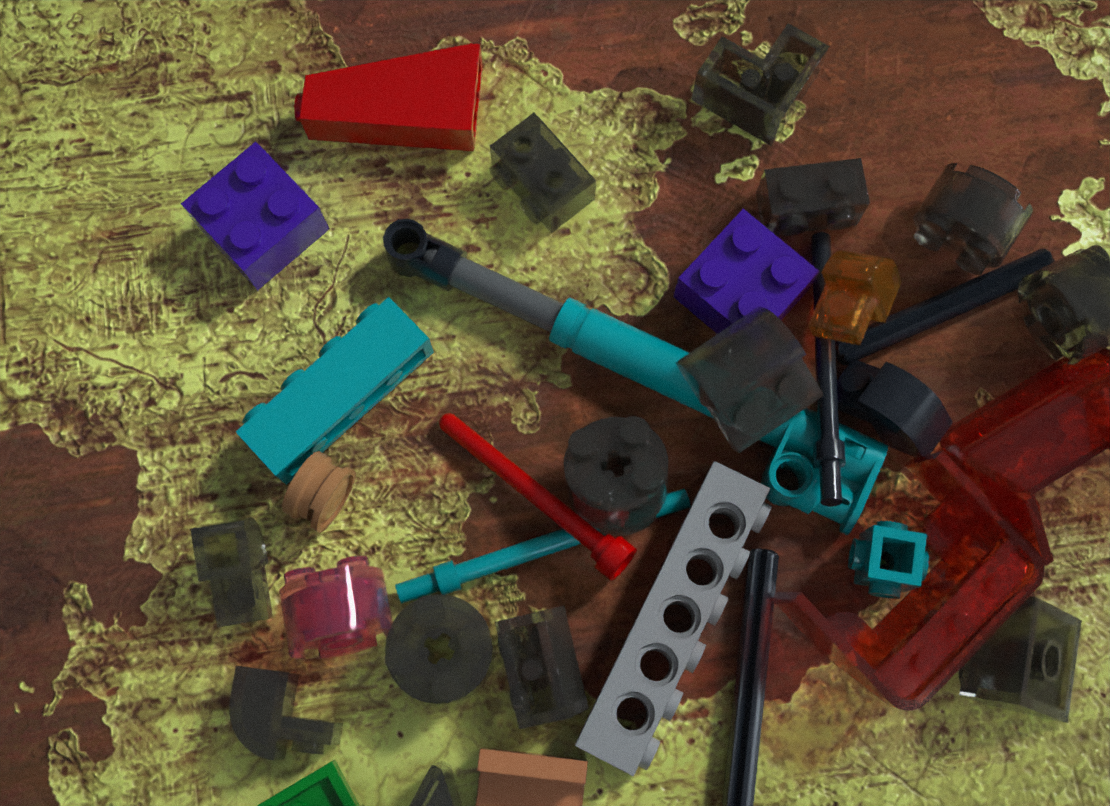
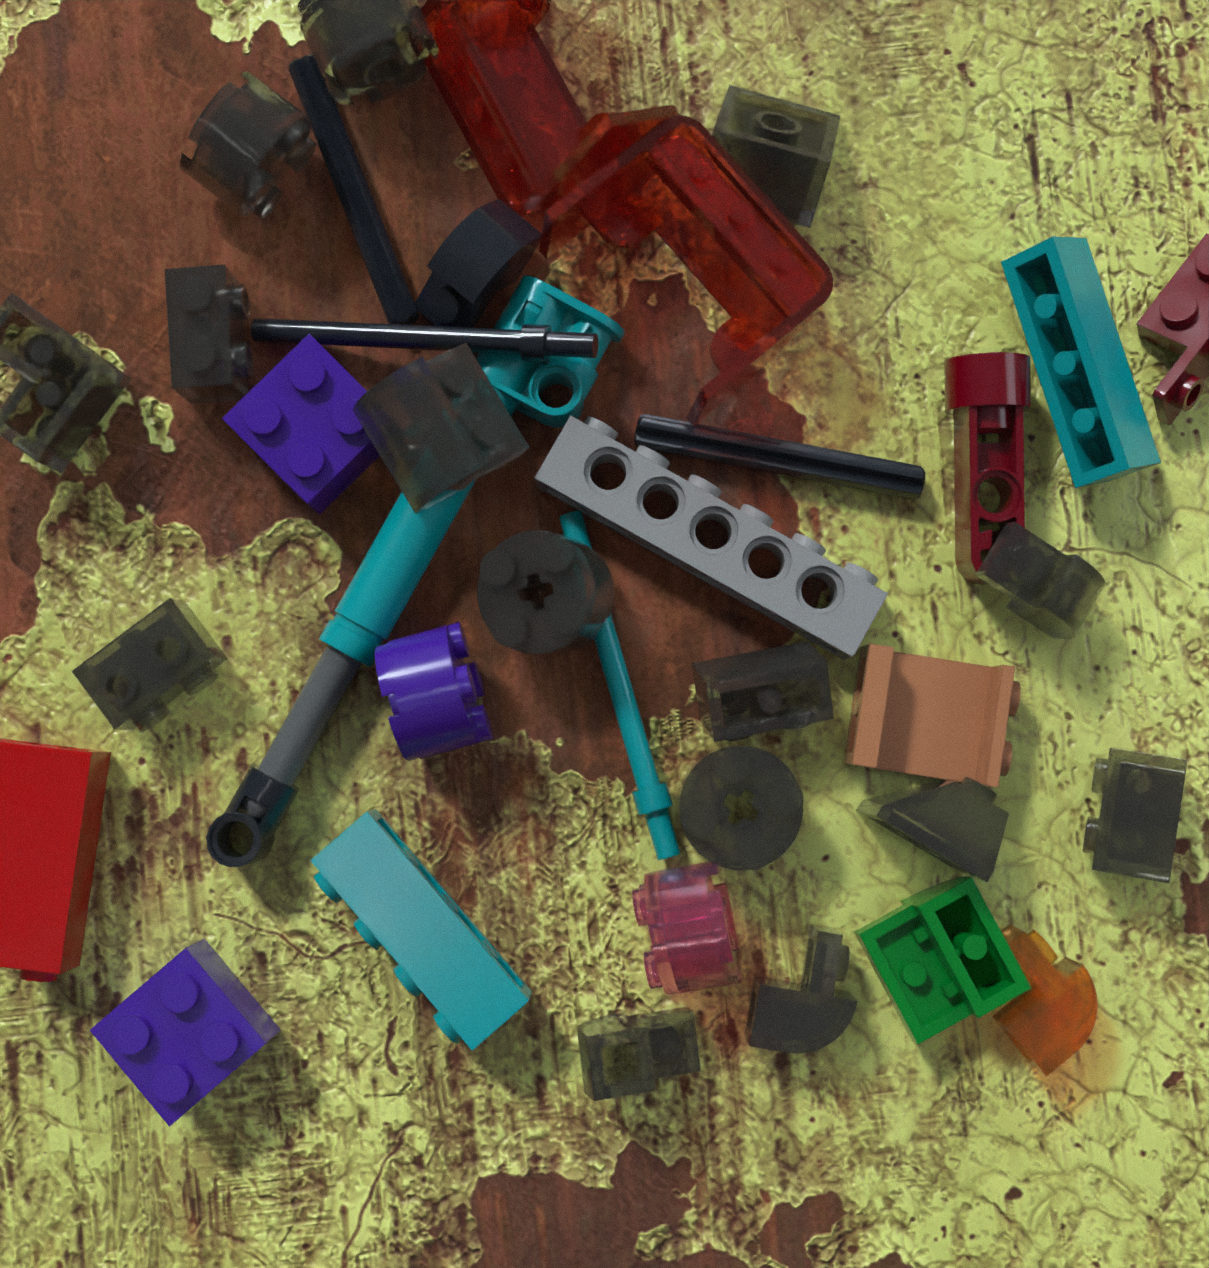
camera: 90 degrees left, 10 degrees up
(318, 491) = (545, 950): medium nougat wheel -> none
(528, 386) = (432, 692): none -> dark purple brick
(609, 553) = (633, 608): red piece -> none
(855, 292) = (335, 293): clear orange brick -> none
(905, 554) = (661, 269): teal brick -> none

